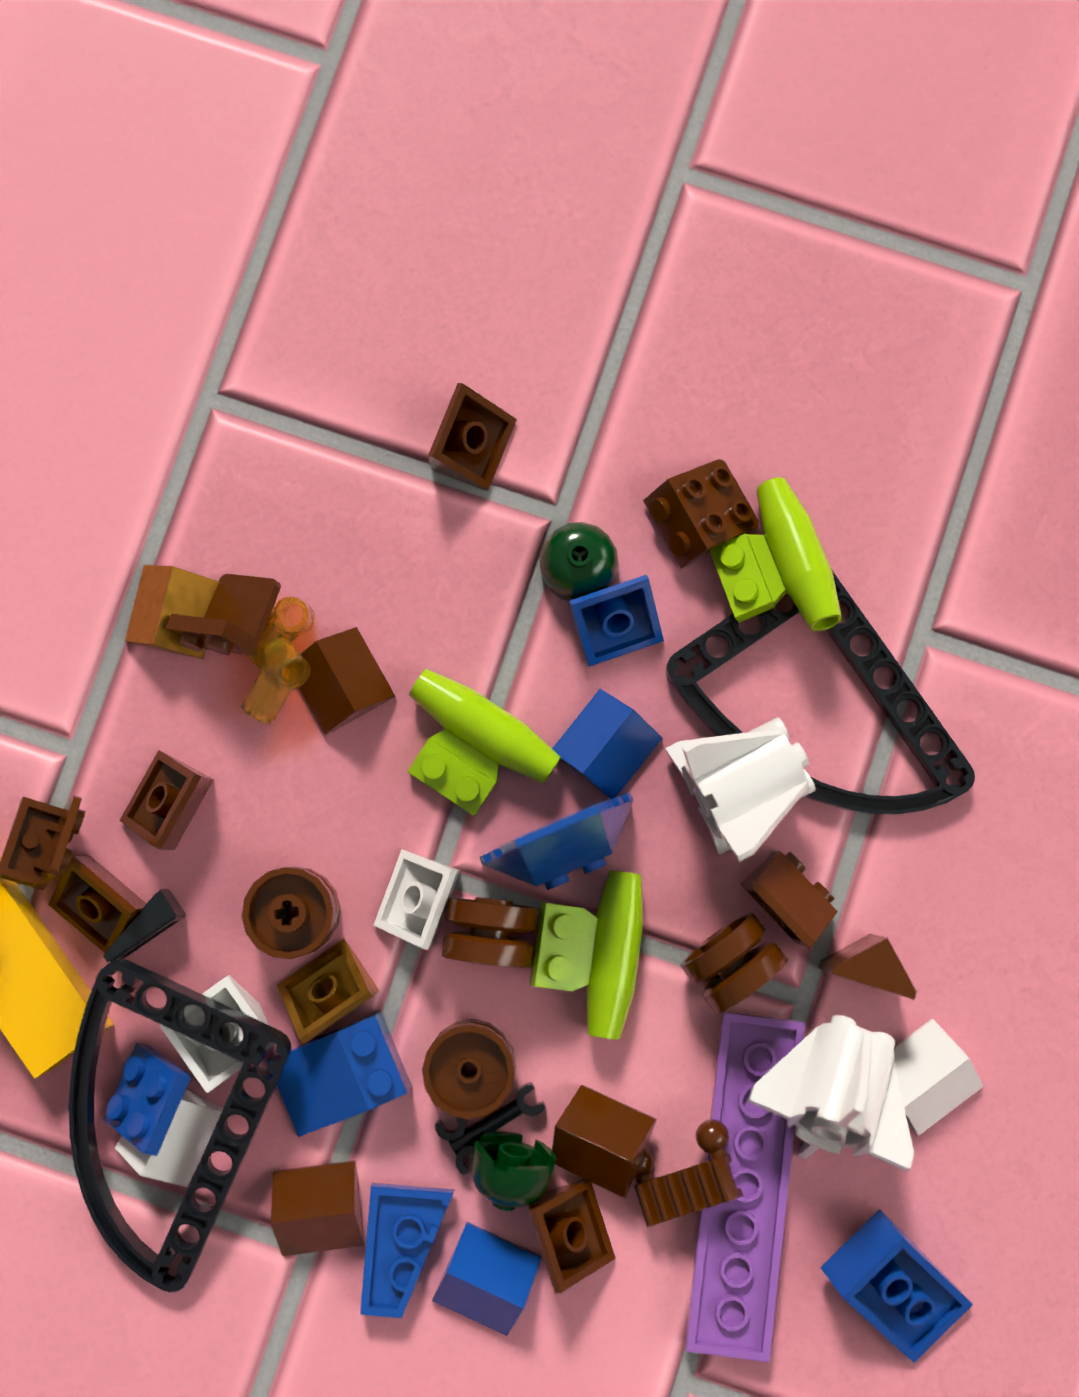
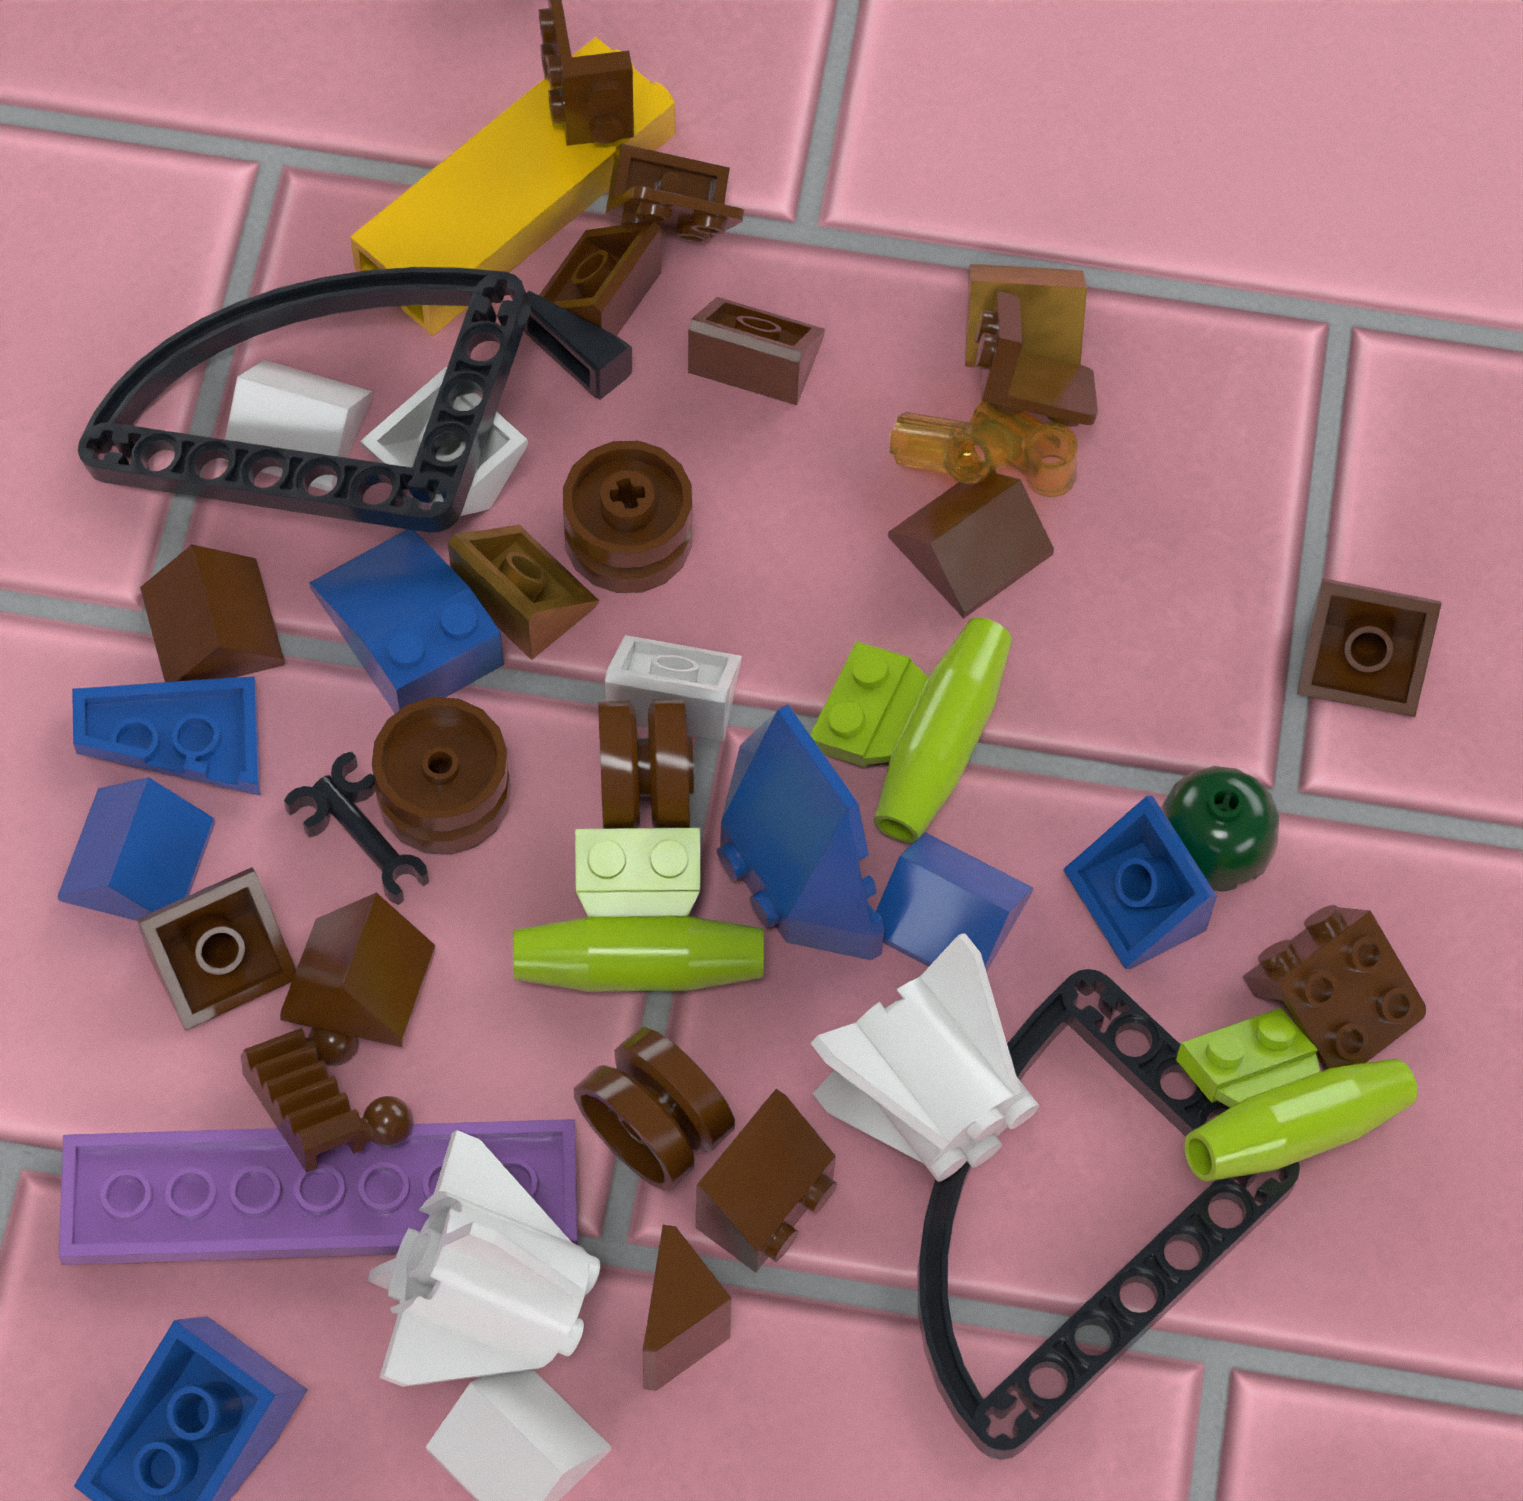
camera: 75 degrees right, 20 degrees down
(146, 1099) = (341, 375): blue plate -> none
(511, 1171) = (302, 849): dark green cylinder -> none

